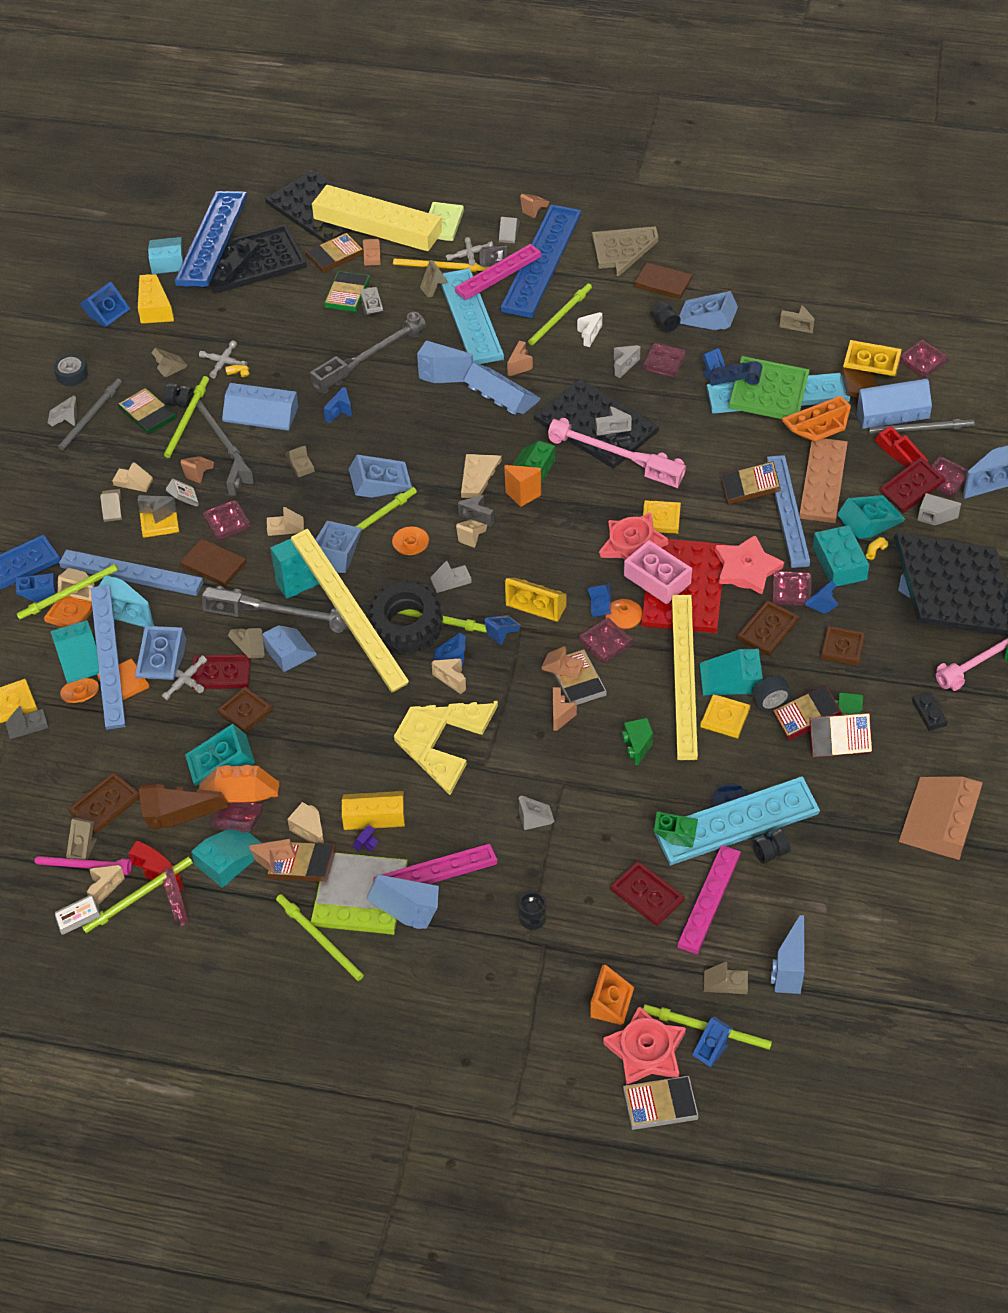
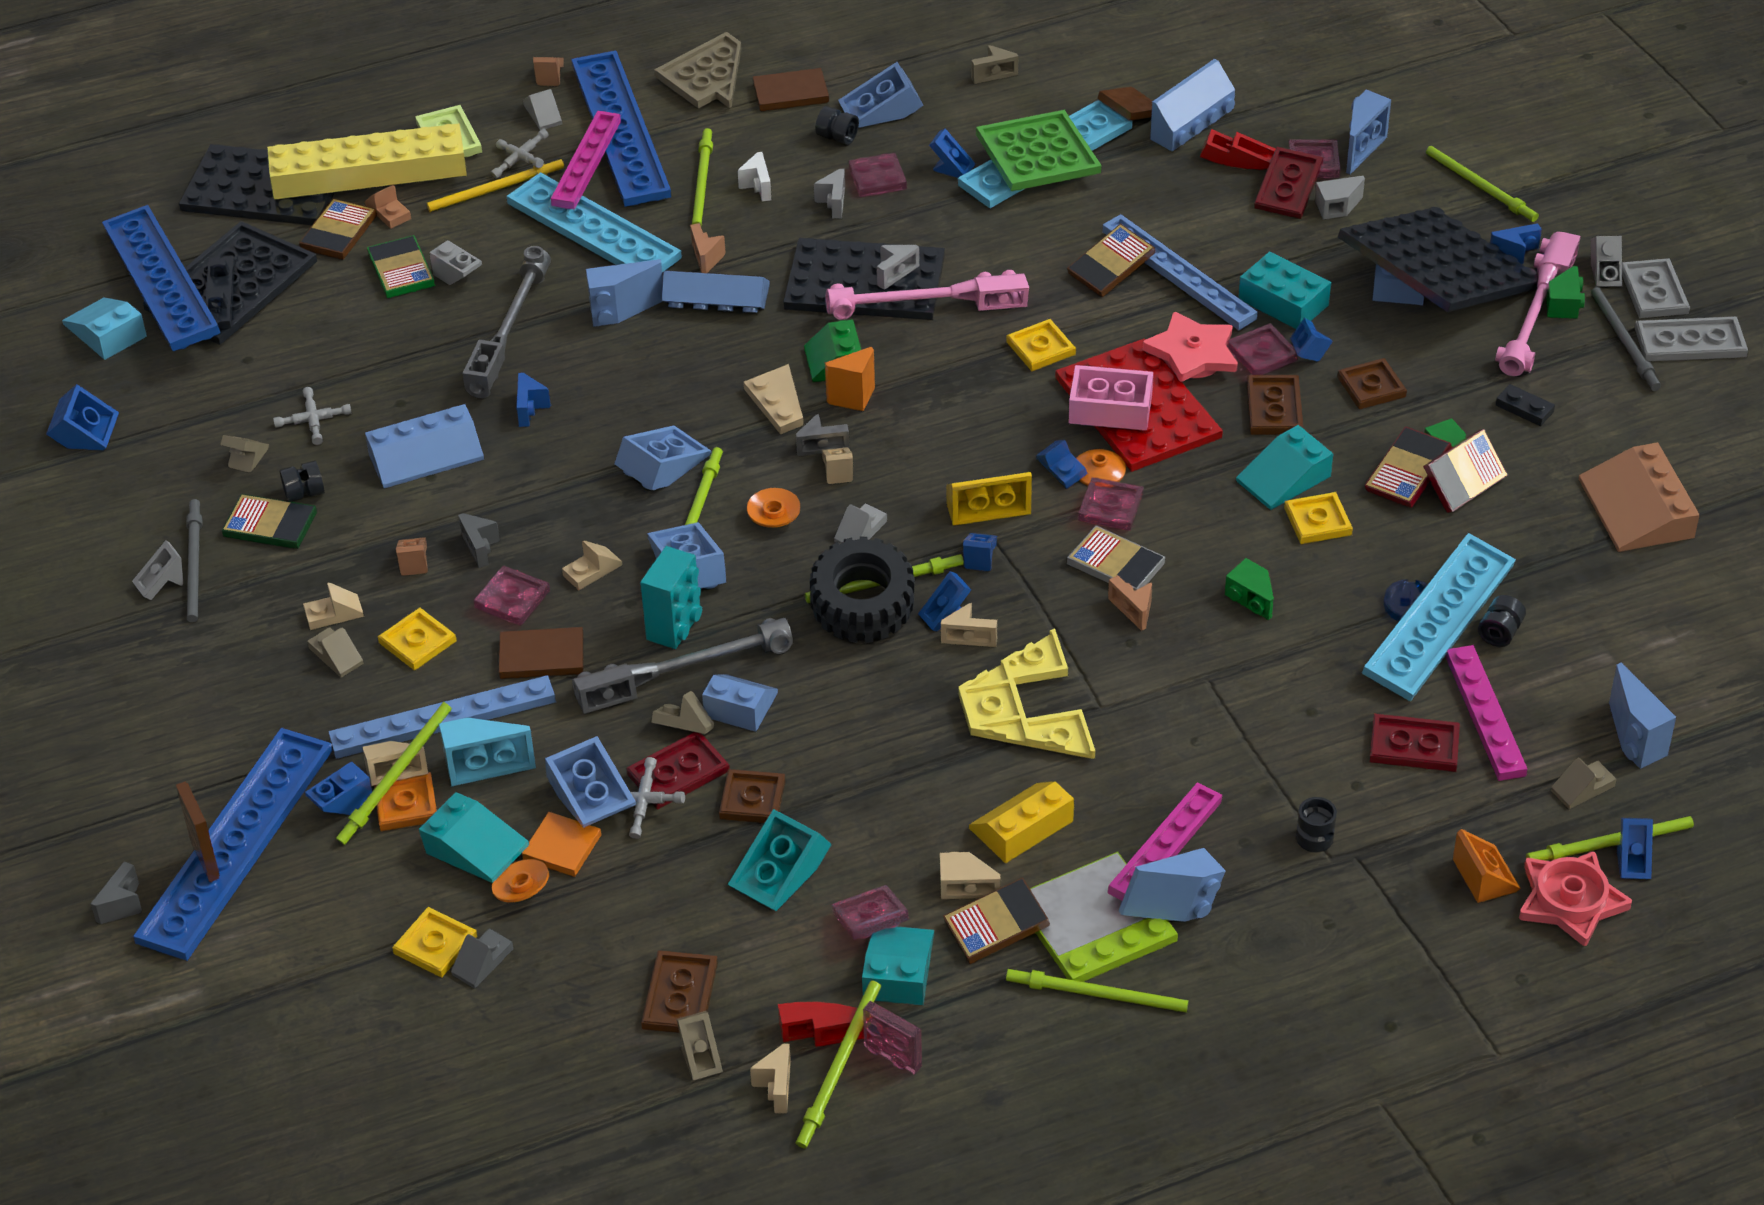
camera: 35 degrees left, 5 degrees down
(70, 370) = (112, 520): black wheel -> none
(77, 914) = (783, 1129): slope -> none
(108, 657) = (529, 819): medium blue plate -> none
(126, 864) = (722, 1073): dark pink piece -> none
(152, 301) = (148, 386): yellow wedge -> none
(158, 505) = (410, 617): flat silver slope -> none
(172, 807) = (783, 943): reddish brown wedge -> none
(182, 492) = (427, 589): slope -> none
(198, 392) = (326, 466): lime bar -> none
(232, 450) = (438, 514): dark grey bar -> none
(241, 783) = (833, 880): orange wedge -> none
(243, 369) = (342, 419): yellow arm -> none
(269, 852) = (955, 930): nougat slope -> none
(300, 461) = (535, 485): dark tan slope -> none
(349, 610) = (796, 609): light yellow plate -> none
(365, 839) = (1049, 856): dark purple tile -> none
(431, 279) = (507, 202): dark tan slope -> none
(492, 255) = (555, 146): flat silver slope -> none
(534, 813) = (1211, 727): light grey slope -> none
(560, 664) = (1088, 551): nougat slope -> none
(630, 535) = (1036, 381): coral plate -> none
(660, 1102) = (1637, 943): tile -> none
(676, 829) = (1400, 650): green slope -> none
(684, 678) = (1241, 497): light yellow plate -> none
(749, 371) = (1004, 137): dark blue plate -> none
(771, 693) = (1353, 465): black wheel -> none
(820, 419) = (1129, 157): orange wedge -> none
(823, 480) = (1184, 221): nougat plate -> none
(869, 515) = (1273, 233): teal slope -> none
(872, 358) = (1122, 68): yellow slope -> none
(873, 546) = (1309, 260): yellow arm -> none
(923, 358) = (1171, 47): clear pink plate -> none
(954, 424) = (1269, 101): dark grey bar -> none

